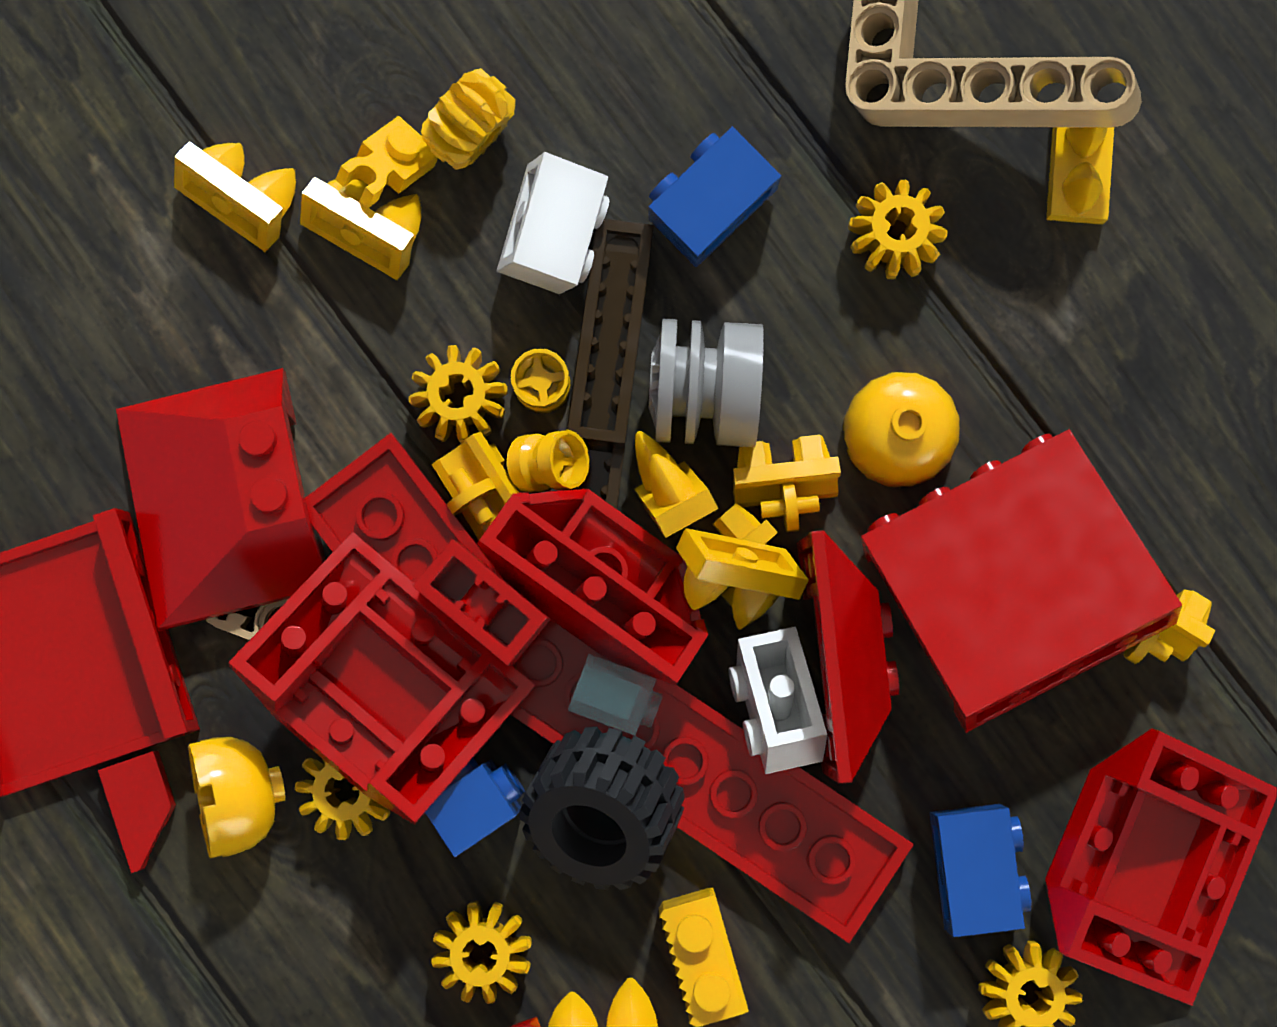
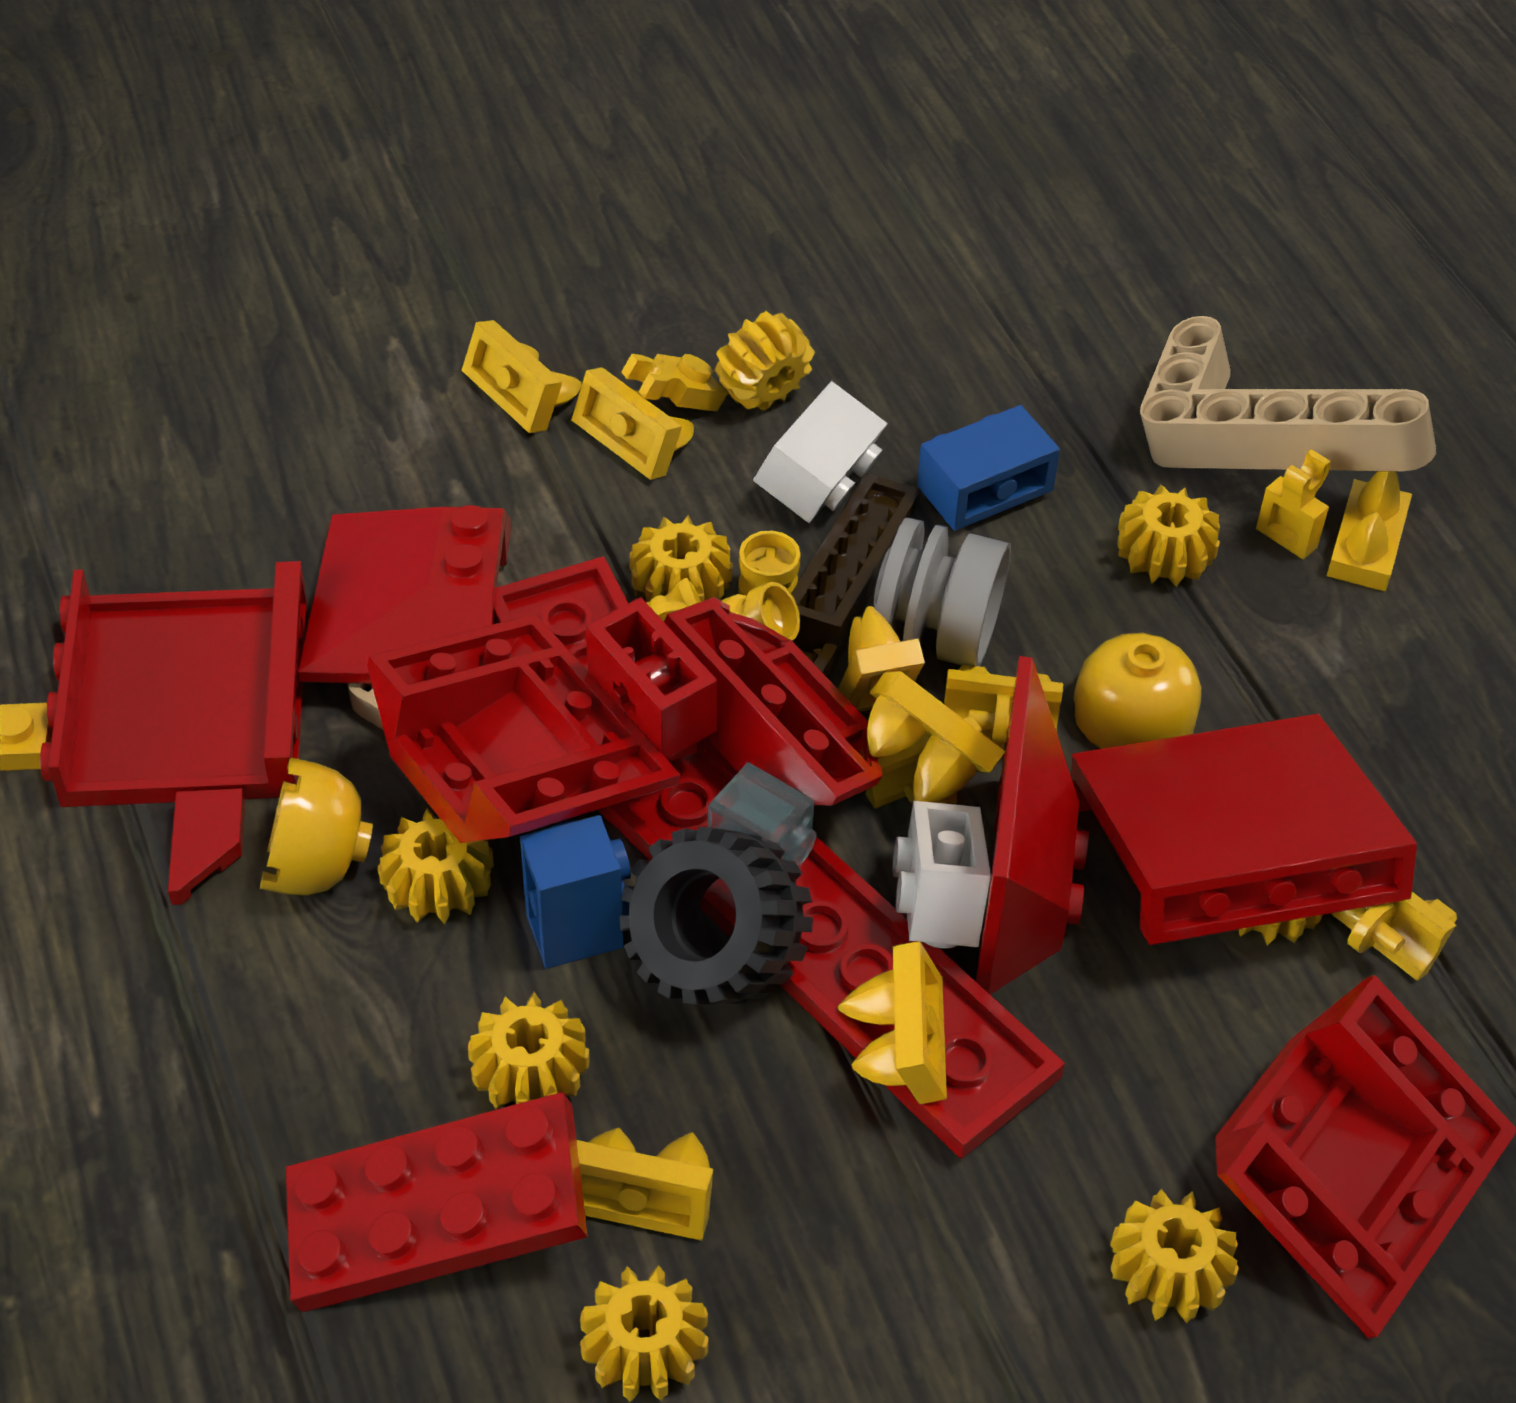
camera: 10 degrees right, 35 degrees down
(702, 957) = (785, 1117): yellow brick -> none
(780, 837) = (913, 1002): none -> yellow tile
(979, 869) = (1136, 1102): blue brick -> none
(1012, 168) = (1290, 508): none -> yellow plate

